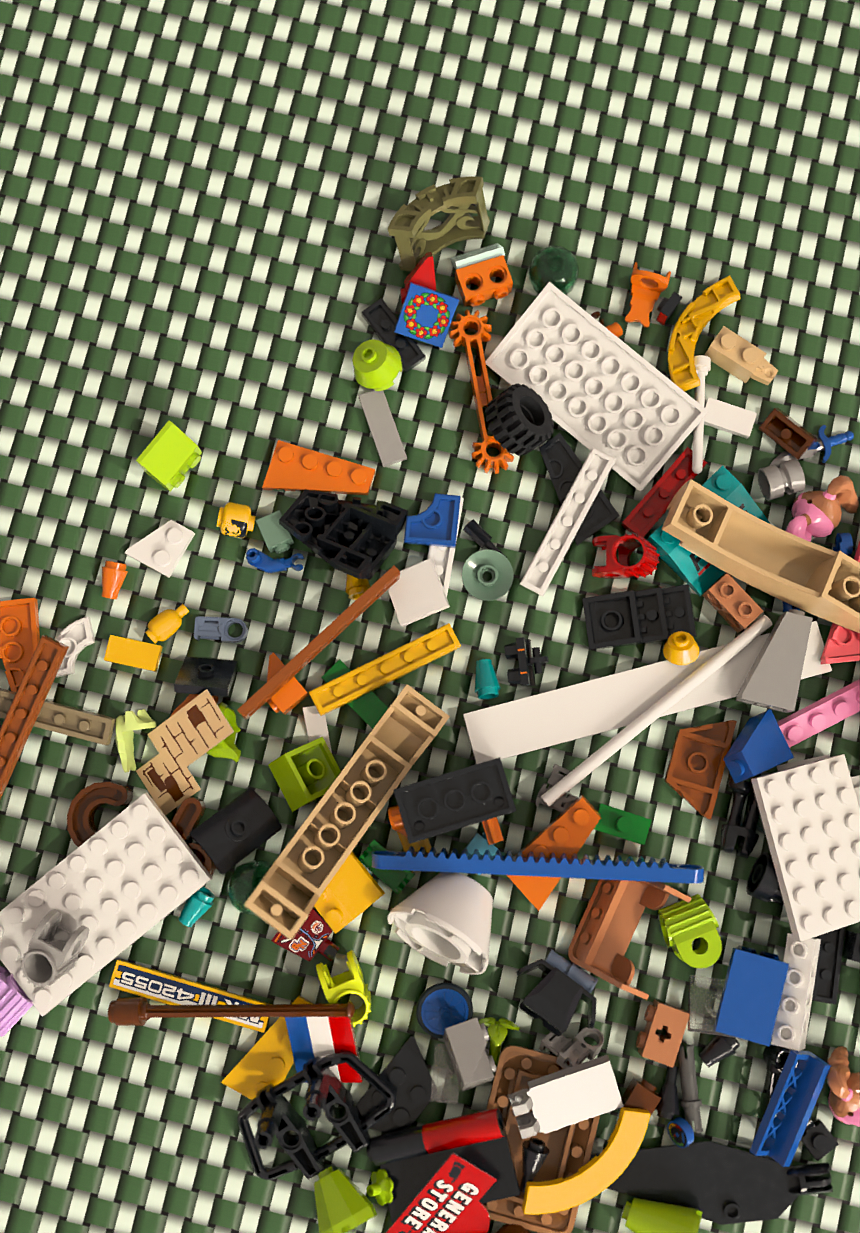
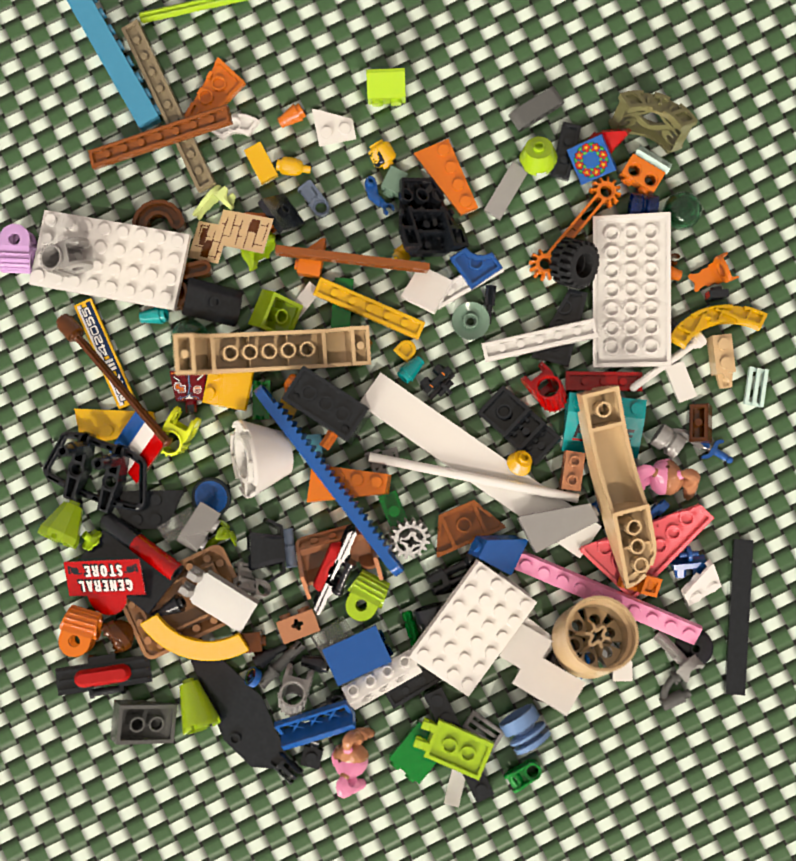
camera: 50 degrees right, 5 degrees up
(325, 327) = (536, 109): none -> dark grey beam
(460, 668) = (405, 350): none -> yellow tile
(514, 306) = (639, 204): none -> clear blue wheel
(641, 957) = (329, 578): none -> piece
(665, 832) = (412, 541): none -> light grey gear
(730, 1090) = (302, 690): none -> light grey piece
(763, 912) = (410, 627): none -> green axle
(811, 356) = (756, 386): none -> light aqua tile

